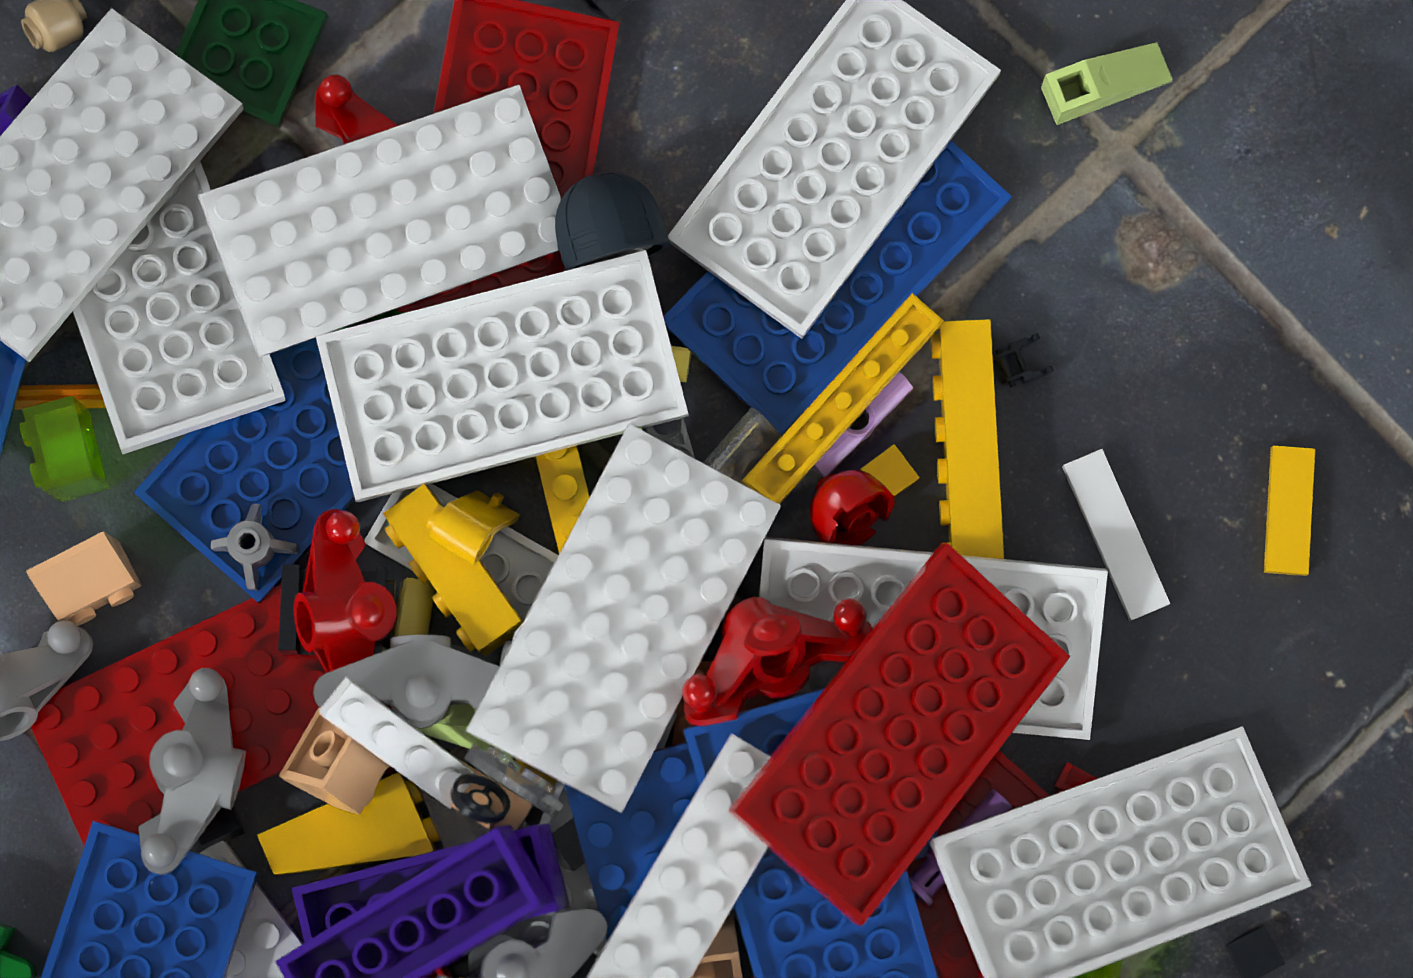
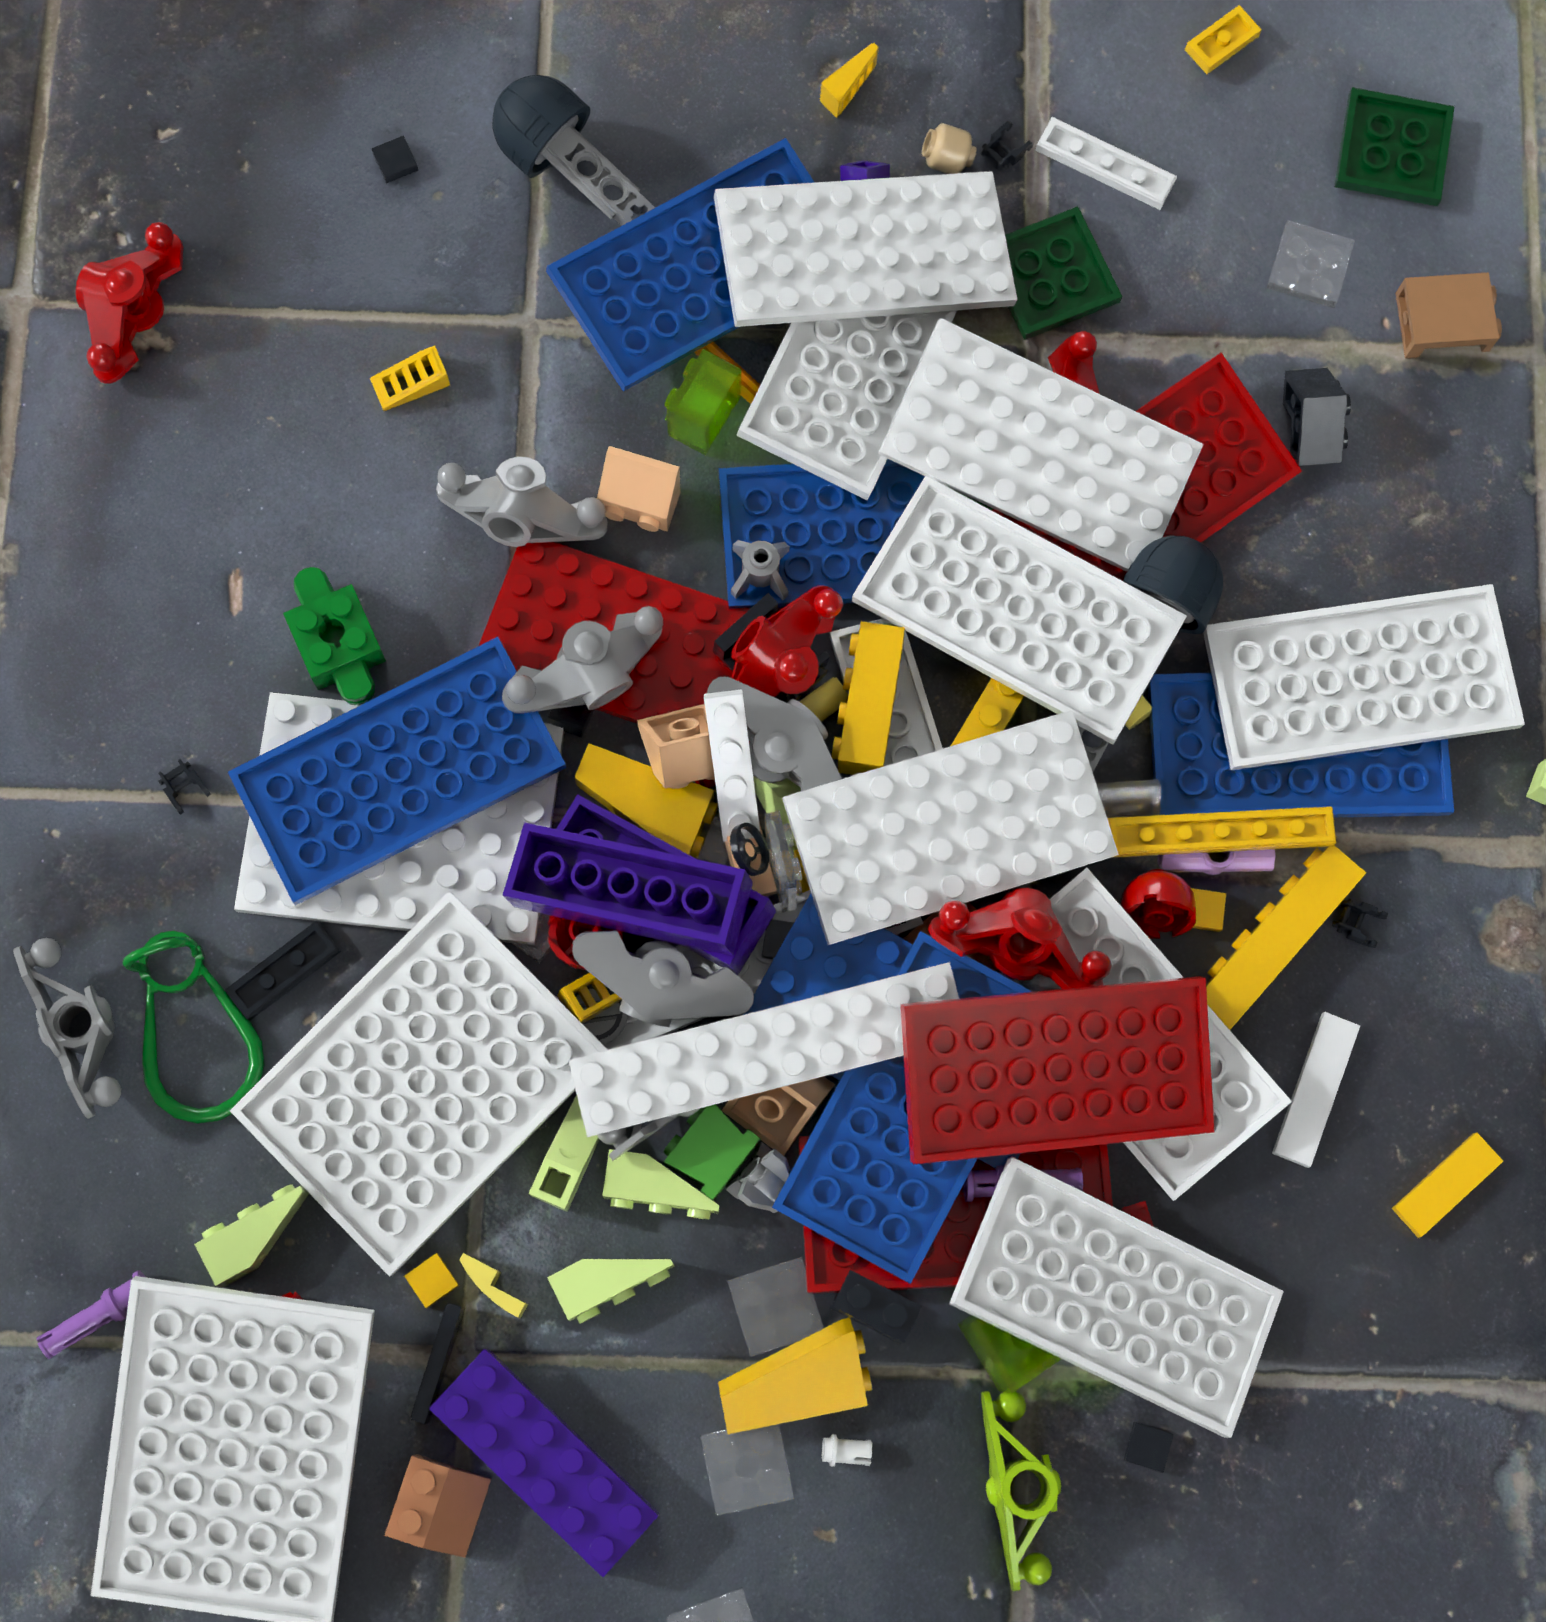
camera: 35 degrees right, 5 degrees down
(470, 524) = (908, 678): yellow door -> none

